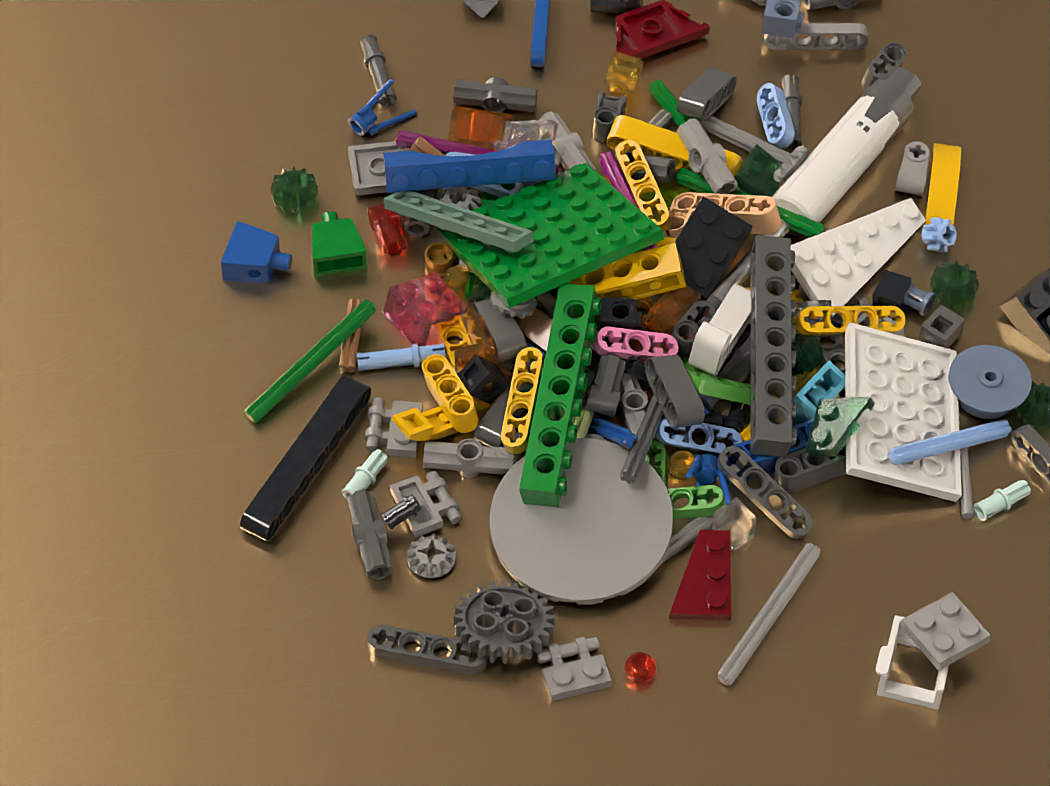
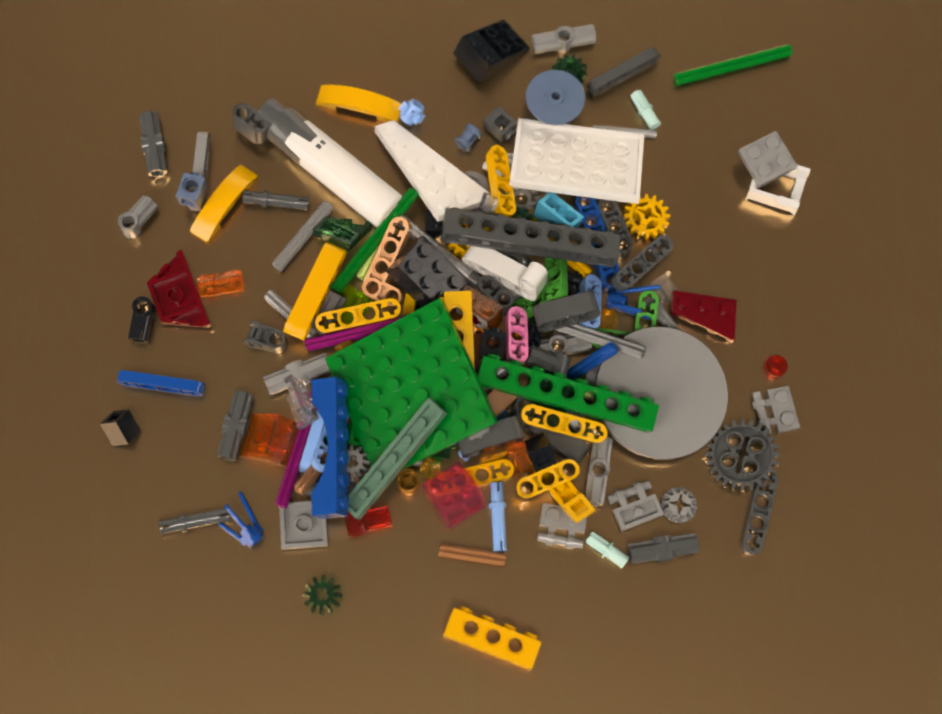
camera: 90 degrees left, 20 degrees up
(246, 357) = (523, 658): none -> yellow brick
(253, 255) = (389, 630): blue torso -> none
(305, 458) = (591, 594): black beam -> none
(310, 360) = (501, 586): green axle -> none
(336, 246) = (383, 563): green torso -> none
(401, 511) = (651, 523): black pin -> none
(623, 73) = (227, 320): clear yellow brick -> none
(667, 101) = (263, 287): green axle -> none
(673, 67) = (212, 285): none -> clear orange hinge
(707, 94) = (257, 259): dark grey beam -> none
(707, 157) = (337, 263): light grey piece -> none
(768, 614) = (733, 275): light grey axle -> none
(779, 138) = (287, 204): light blue beam -> none
(782, 59) = (221, 202): none -> yellow slope
(790, 164) = (345, 209): light grey gear -> none
(835, 423) = (600, 203): clear green wing -> none
(848, 510) = (655, 220): none -> yellow gear
(891, 290) = (465, 153): black panel -> none
(913, 169) = (347, 121): light grey piece -> none
(949, 442) = (607, 135): light blue axle -> none
(954, 284) = (463, 109): clear green gear -> none

